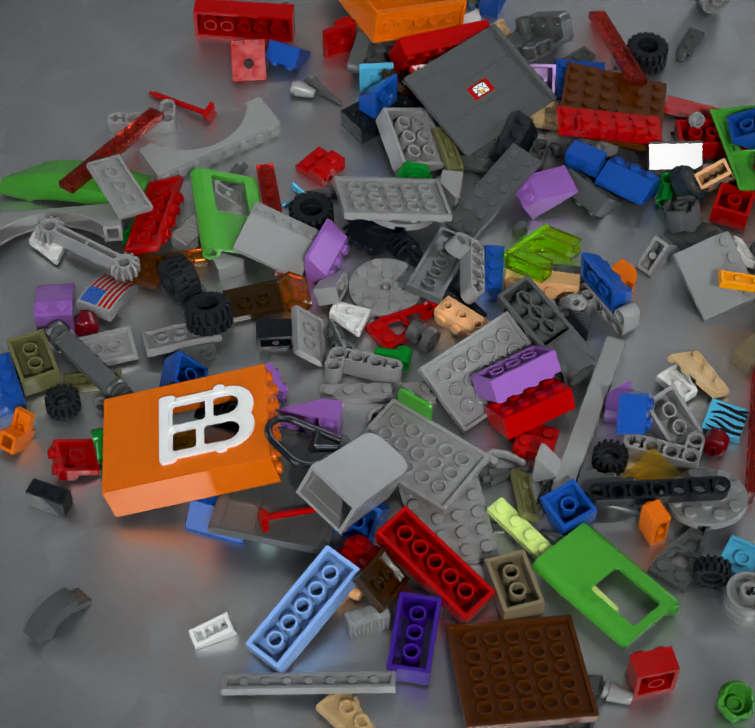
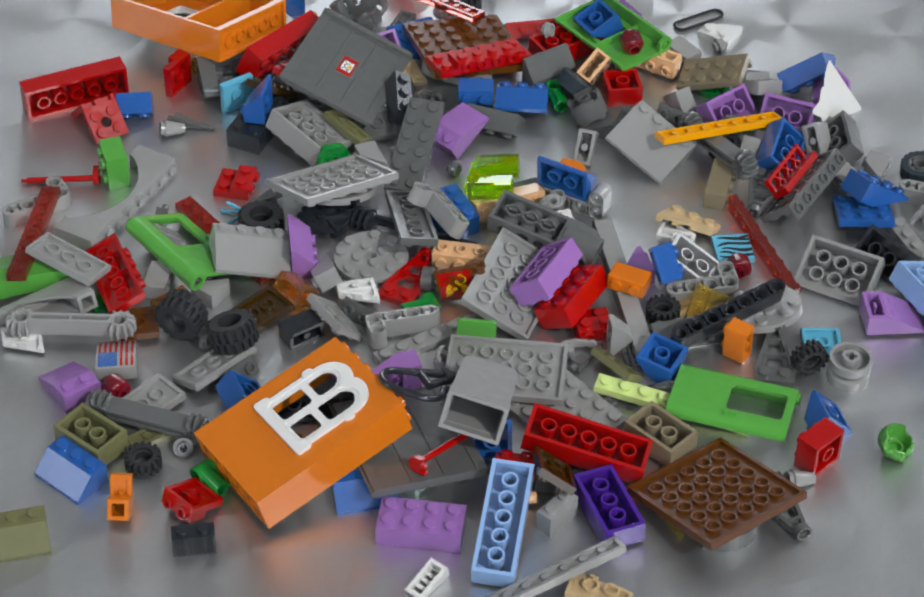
camera: 30 degrees left, 10 degrees down
(227, 106) = (113, 163): none -> bright green brick
(242, 575) = (421, 524): none -> medium lavender brick
(432, 345) = (455, 281): none -> flag
(591, 414) = (629, 279): none -> orange brick
(688, 639) = (822, 407): none -> blue slope

